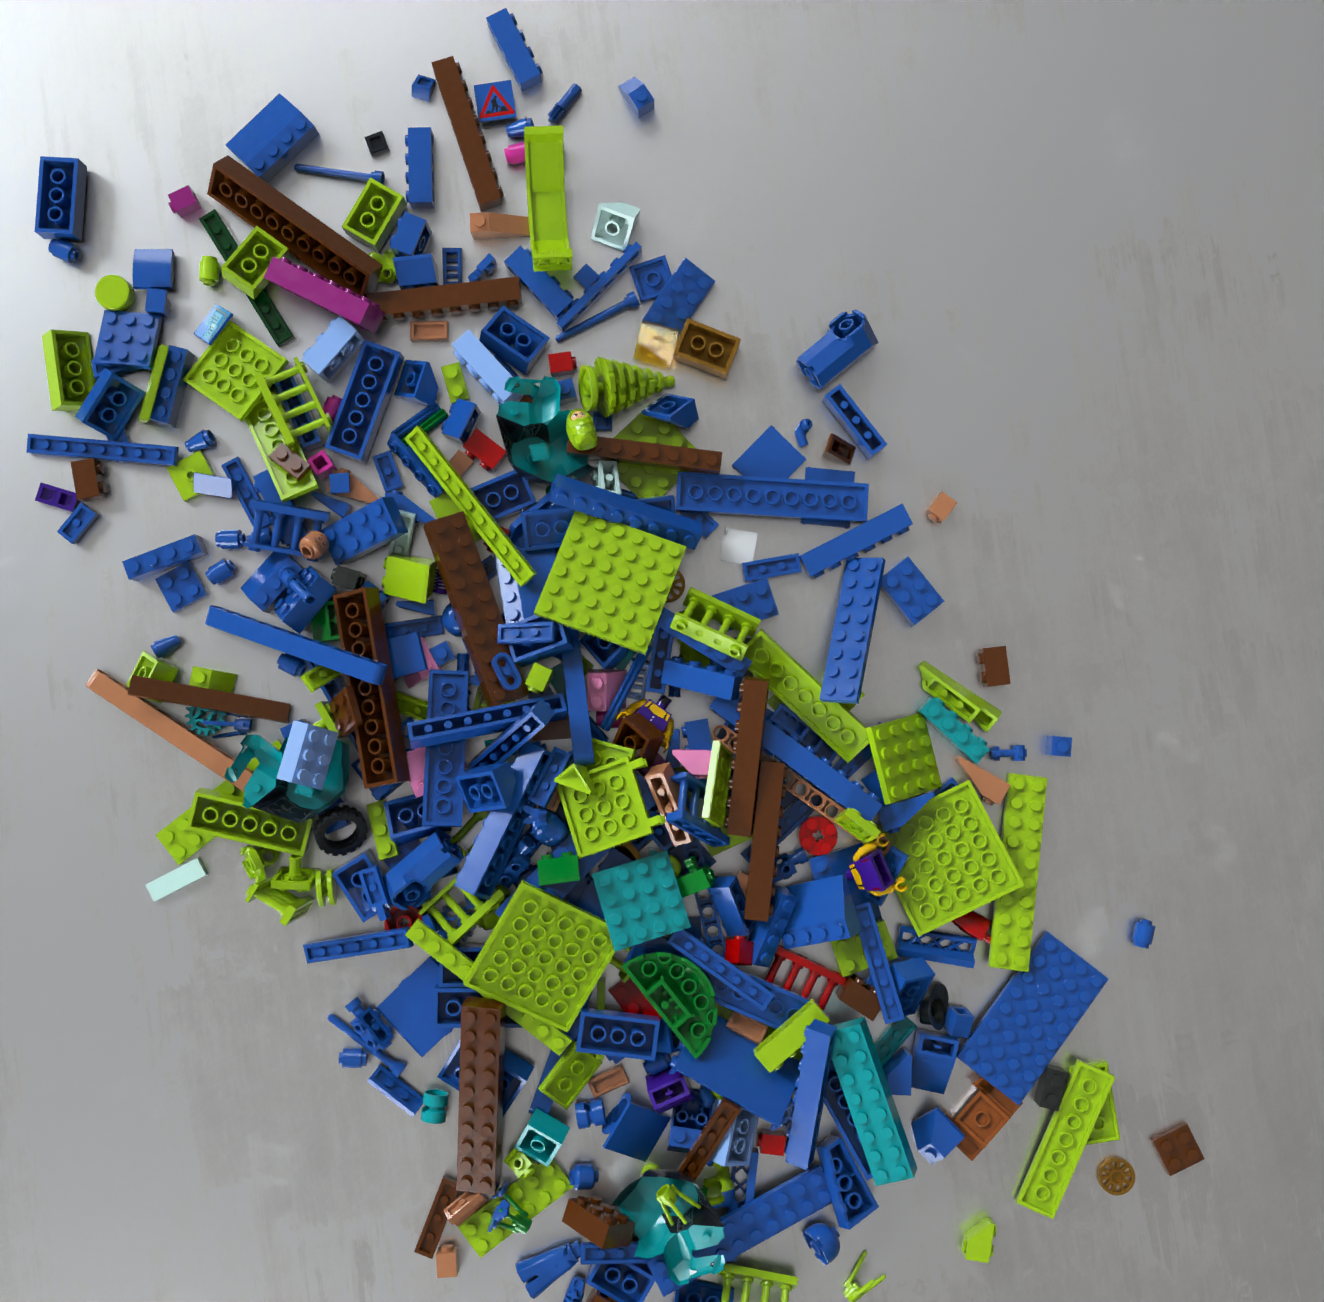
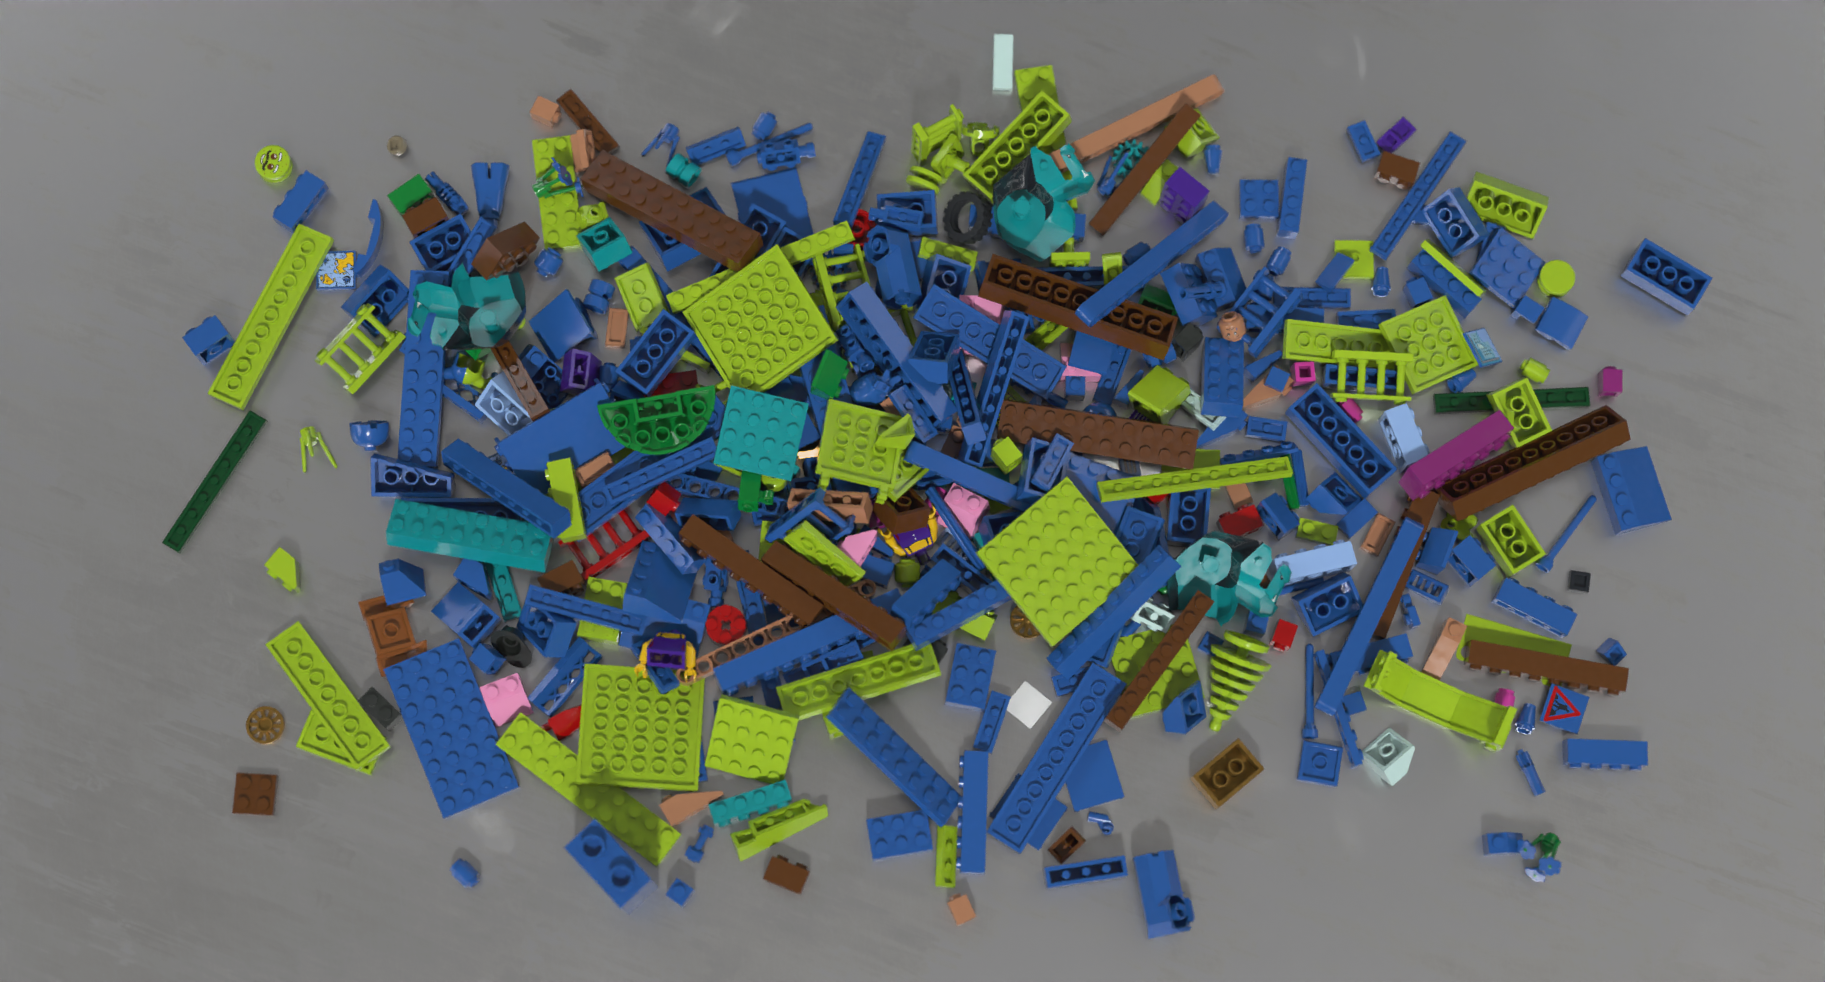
camera: 115 degrees right, 10 degrees down
(64, 250) = (1618, 256): blue brick -> none
(193, 405) = (1417, 292): none -> blue brick
(216, 651) = (1183, 195): none -> dark purple brick
(242, 437) = (1365, 318): none -> blue plate
(254, 328) = (1461, 381): none -> blue cone
(290, 462) = (1318, 345): plate -> none
(307, 755) = (1048, 221): light blue brick -> none
(346, 711) = (1068, 274): reddish brown plate -> none
(408, 1139) = (666, 134): none -> blue plant
(421, 352) = (1356, 518): none -> blue tile
(458, 180) = (1501, 634): none -> lime piece
(507, 297) = (1369, 616): none -> blue beam
(508, 670) = (1027, 427): blue plate -> none
(581, 429) = (1210, 612): lime piece -> none
(616, 57) = (1548, 844): none -> blue plant
(656, 344) = (1256, 729): clear yellow plate -> none
(667, 1196) = (495, 316): lime plant -> none
(680, 296) = (1287, 774): blue plate -> none
(684, 708) = (907, 572): none -> lime head
(707, 1096) = (553, 402): blue arm -> none
(721, 612) = (978, 645): lime fence -> none
(771, 1142) = (481, 436): red brick -> none
(856, 825) = (710, 661): lime plate -> none
(899, 813) = (703, 709): blue slope -> none
(904, 543) = (946, 856): none -> lime plate
(982, 985) = (506, 699): none -> bright pink slope
(1082, 812) = (611, 867): none -> blue brick

